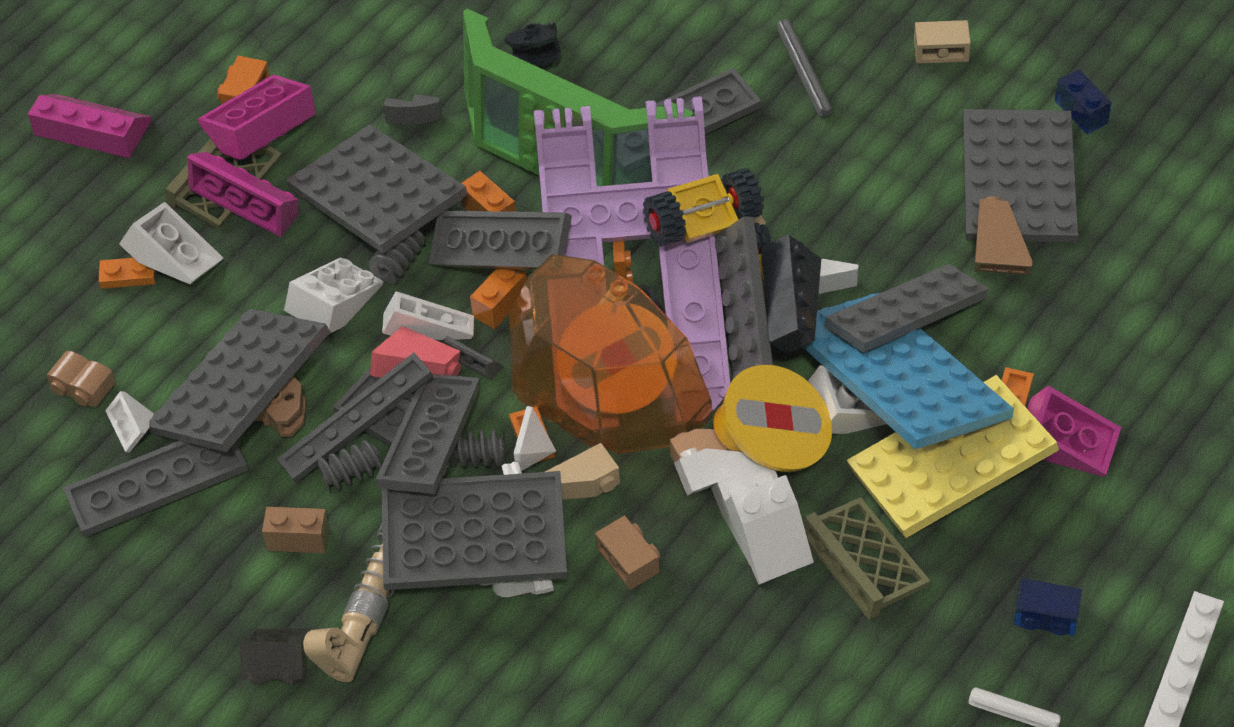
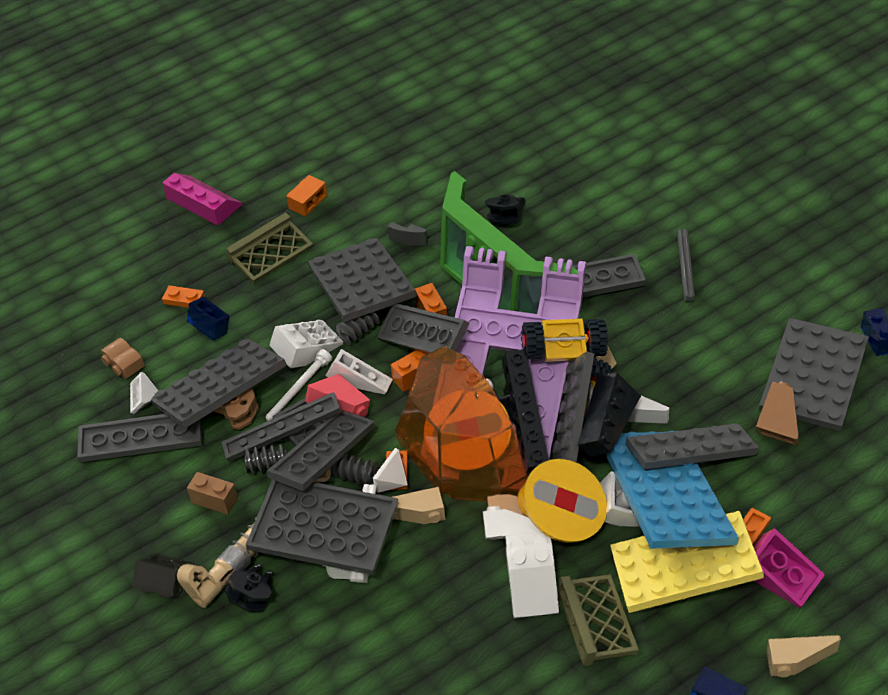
camera: 20 degrees right, 5 degrees down
(170, 245) = (214, 282): white slope -> none
(182, 293) = (208, 318): none -> clear blue brick
(241, 192) = (273, 261): dark pink slope -> none
(258, 116) = (304, 215): dark pink slope -> none
(365, 312) = (321, 359): none -> white piece
(404, 639) = (251, 588): none -> black hinge
(475, 360) = (380, 408): dark grey slope -> none
(622, 260) = (498, 371): orange plate -> none
(627, 552) = (428, 569): medium nougat brick -> none
(676, 300) = (524, 409): none -> black brick
(942, 41) = (790, 268): tan brick -> none
(1119, 535) = (794, 655): none -> tan slope

